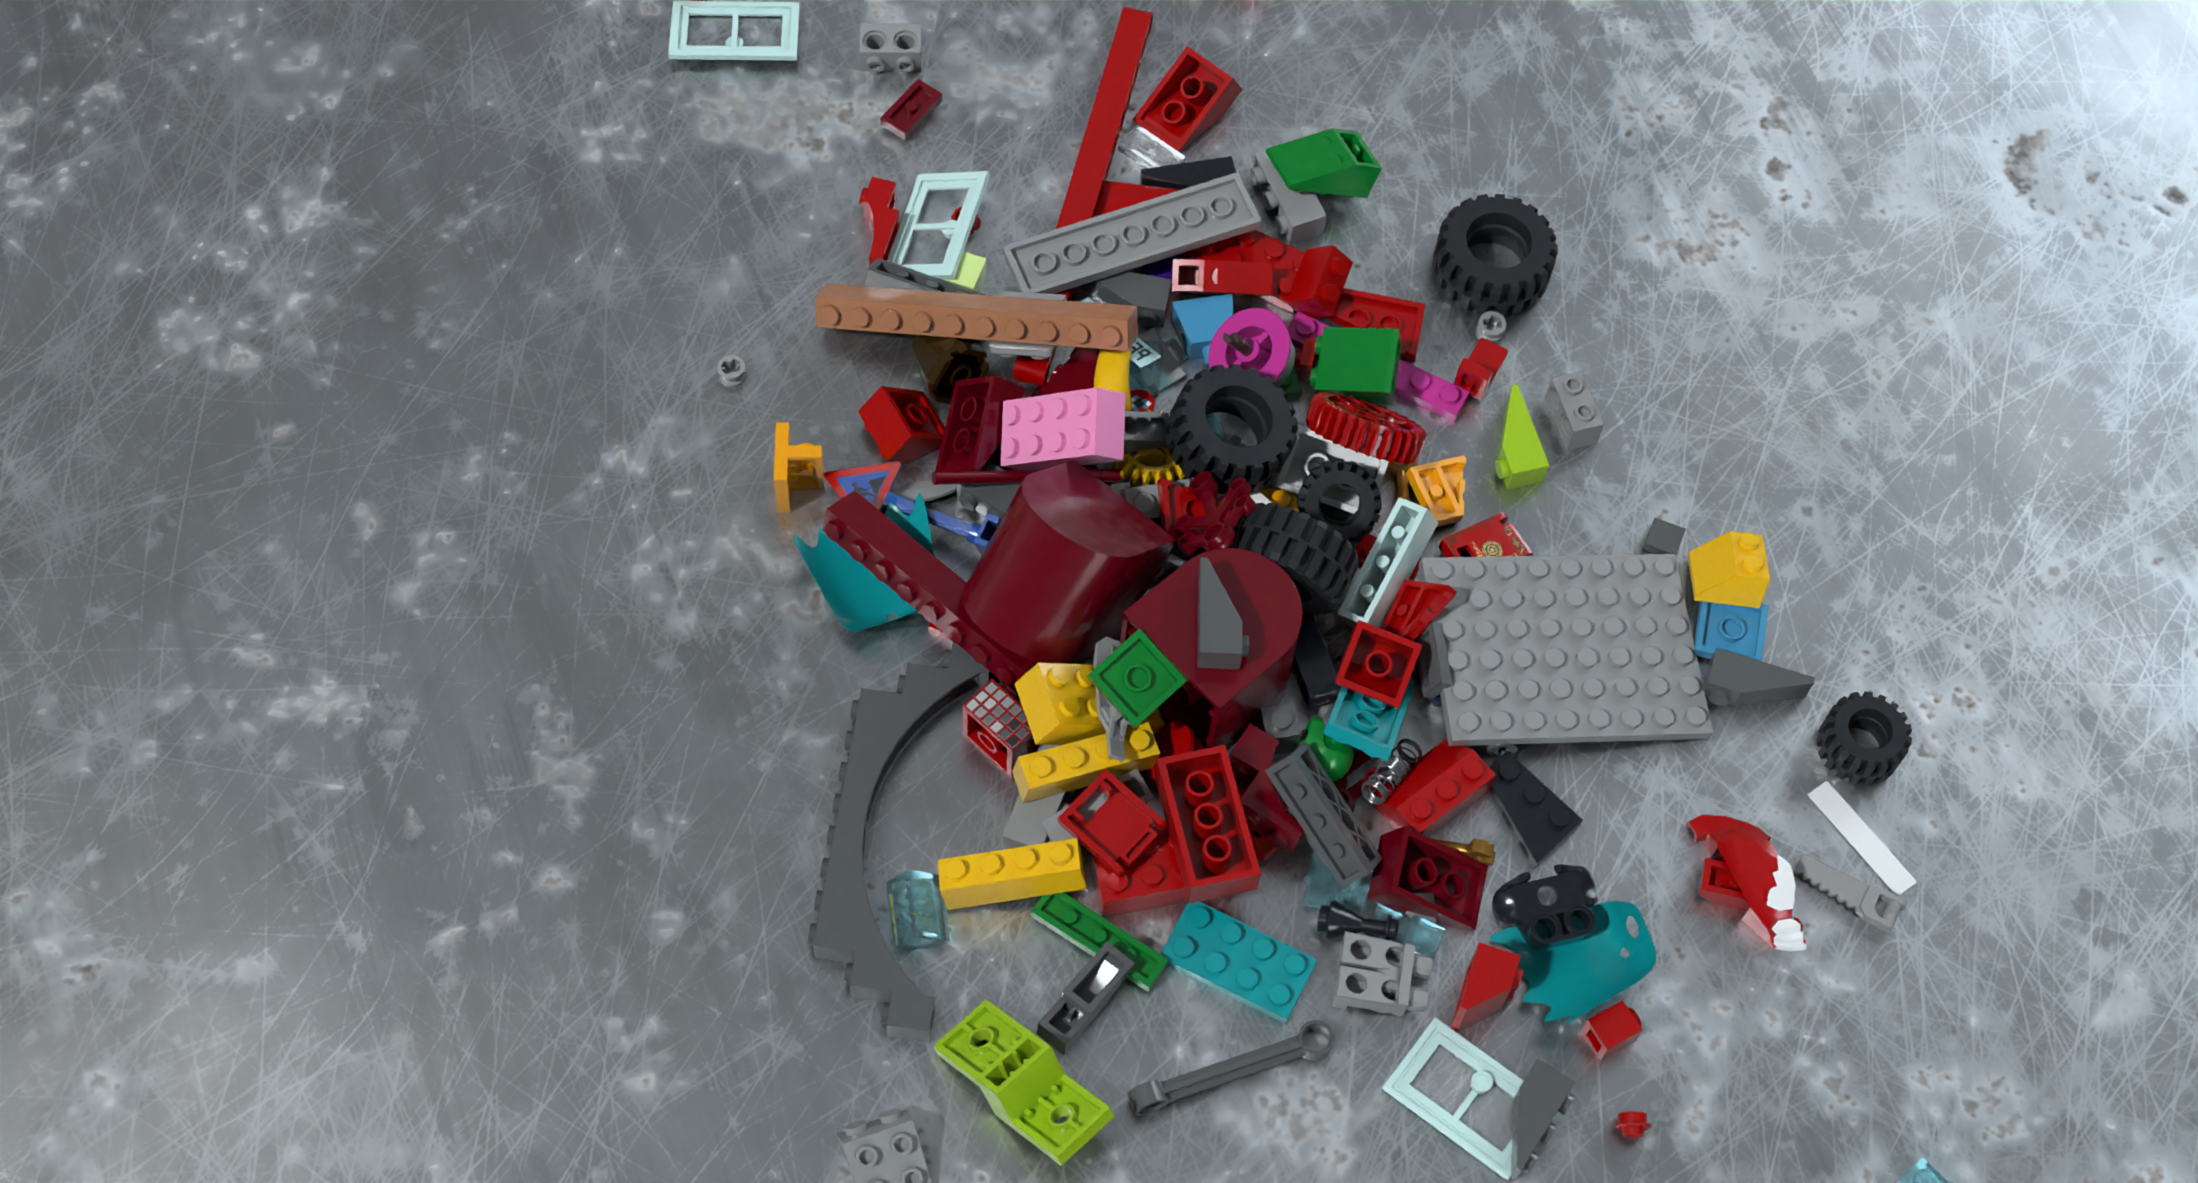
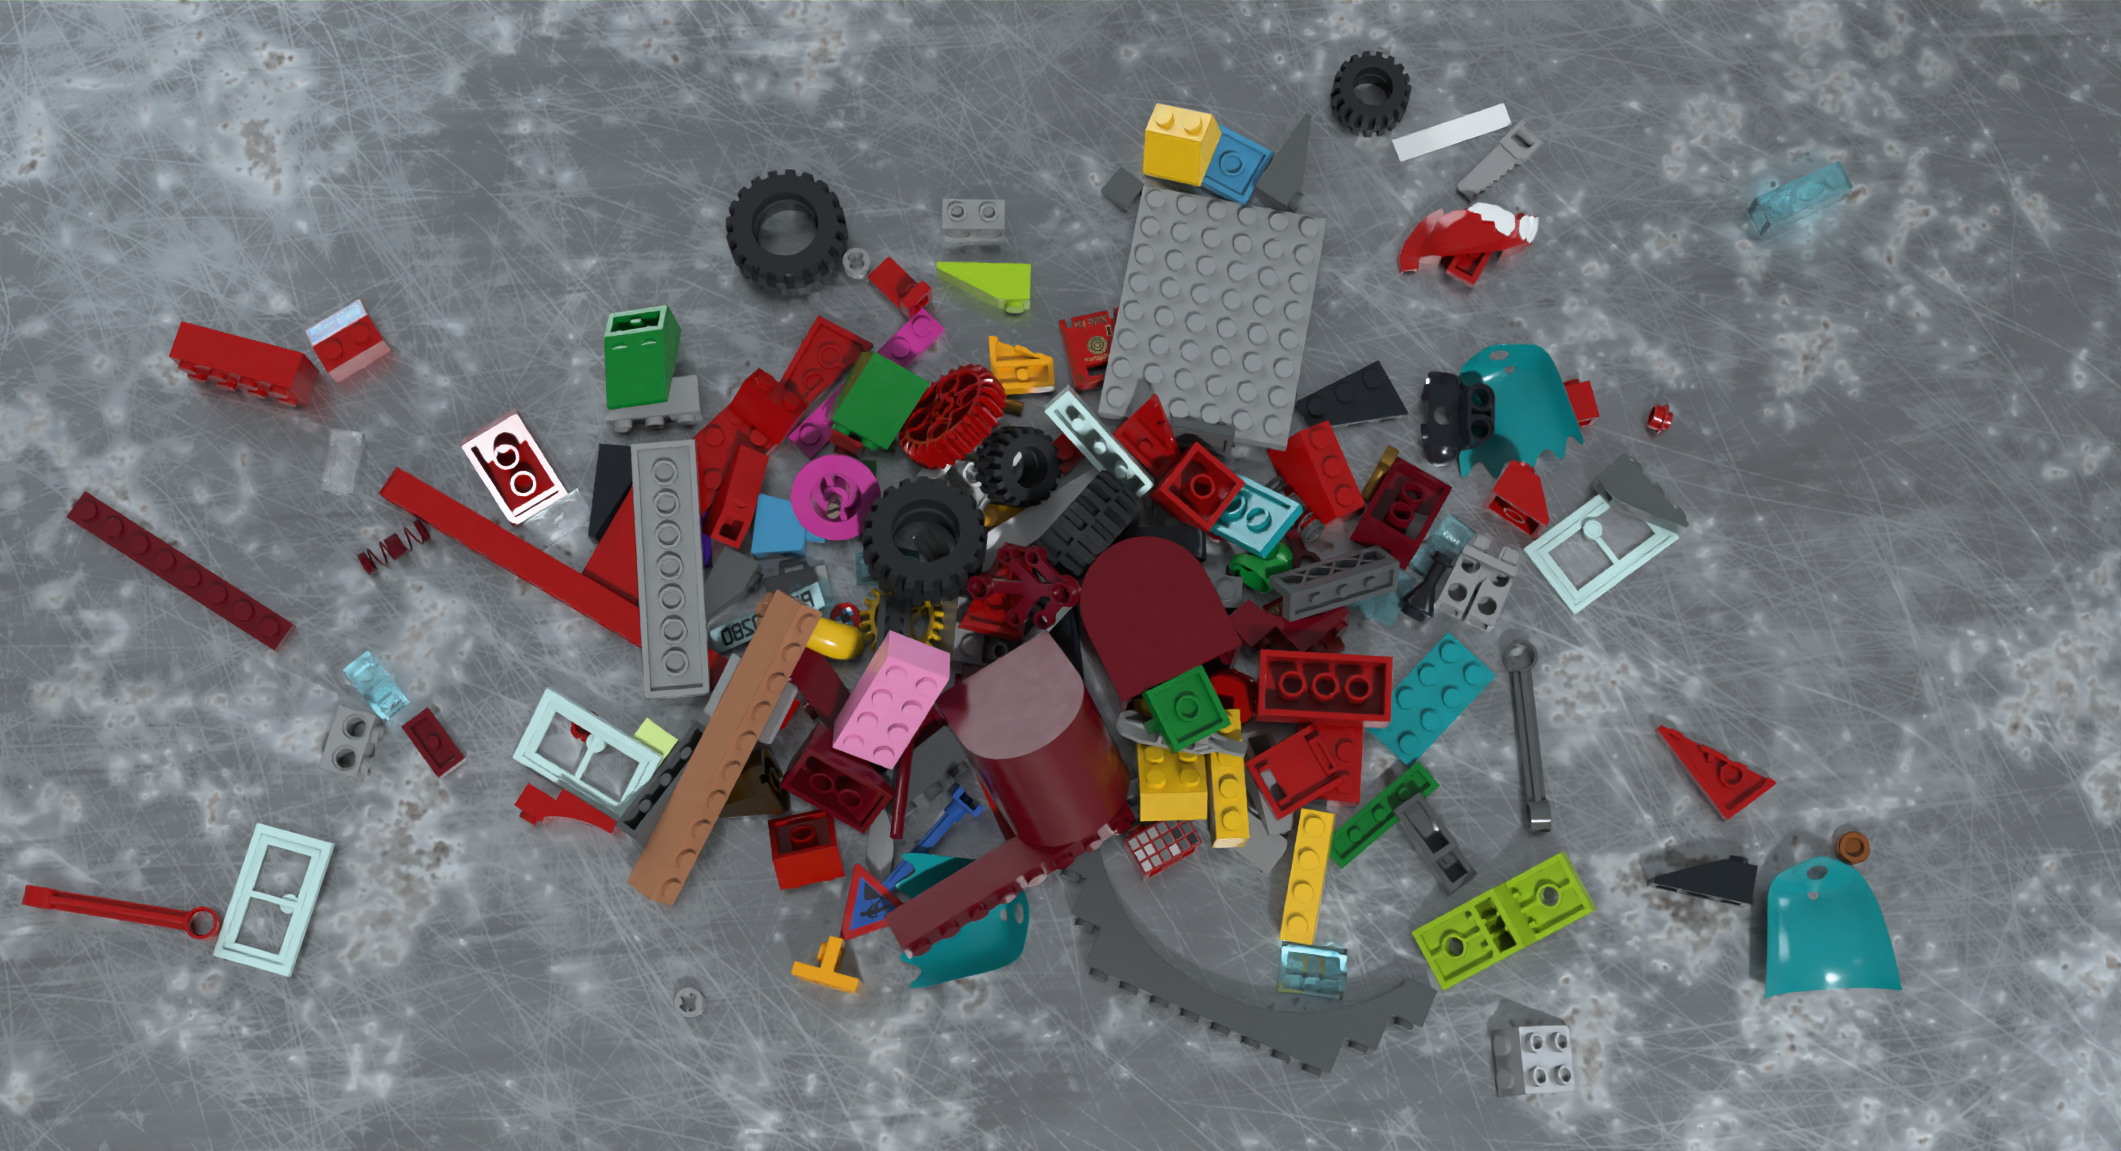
camera: 70 degrees left, 15 degrees up
(948, 52) = (376, 686): none -> clear light blue slope
(1079, 34) = (394, 548): none -> dark red piece
(1219, 625) = (1169, 620): dark grey slope -> none

